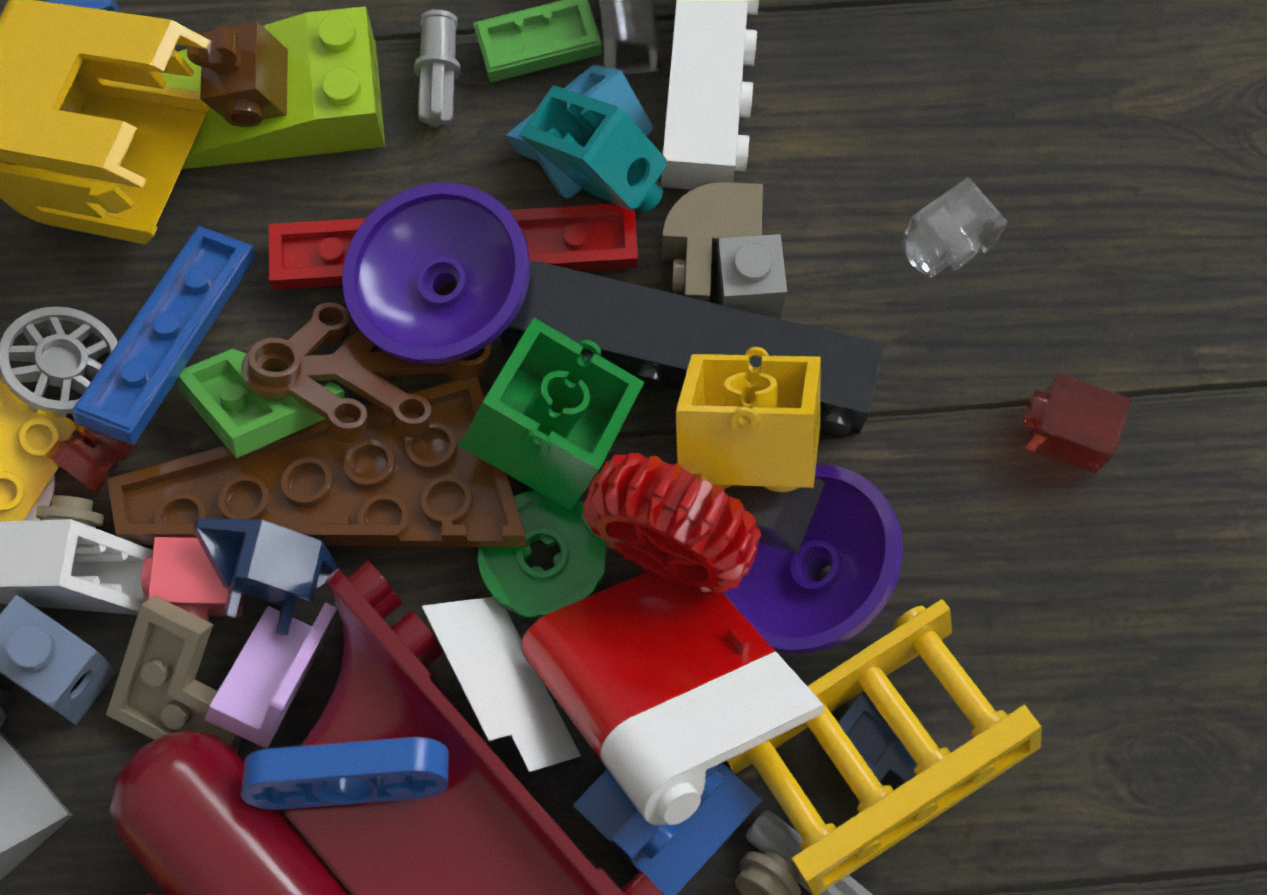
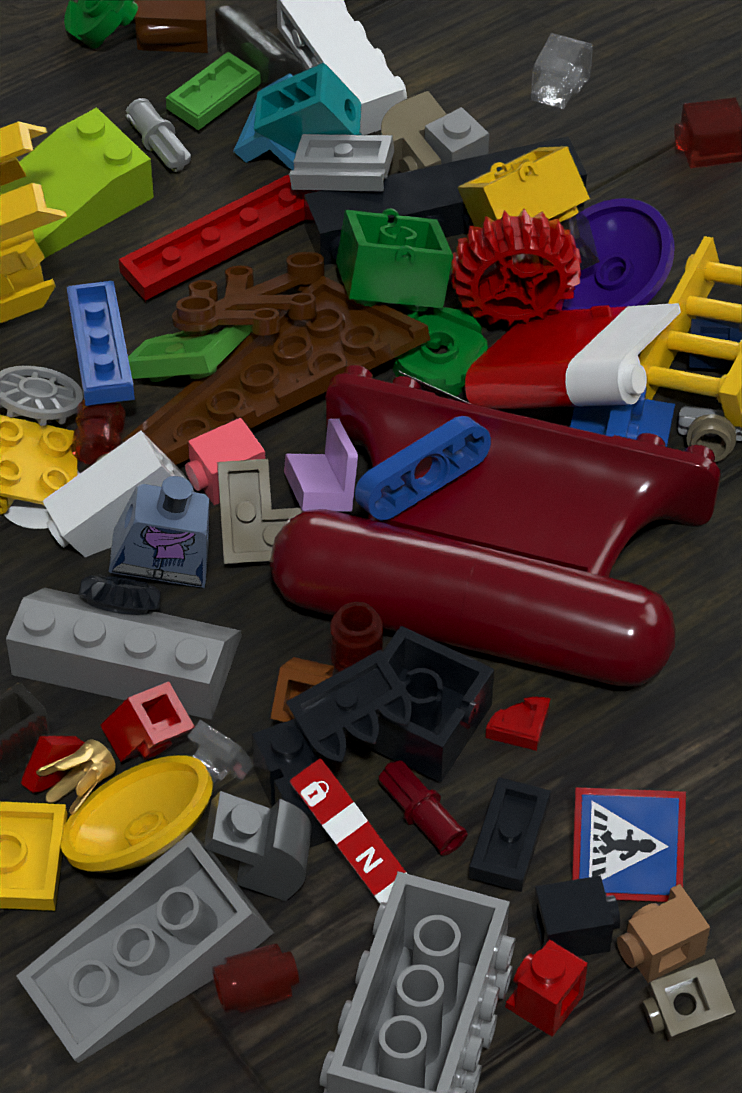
camera: 30 degrees left, 20 degrees down
(243, 73) = (54, 171): reddish brown brick -> none
(264, 563) = (271, 416): dark blue piece -> none
(415, 248) = (257, 203): dark purple dish -> none
(590, 238) = (342, 162): none -> light grey plate

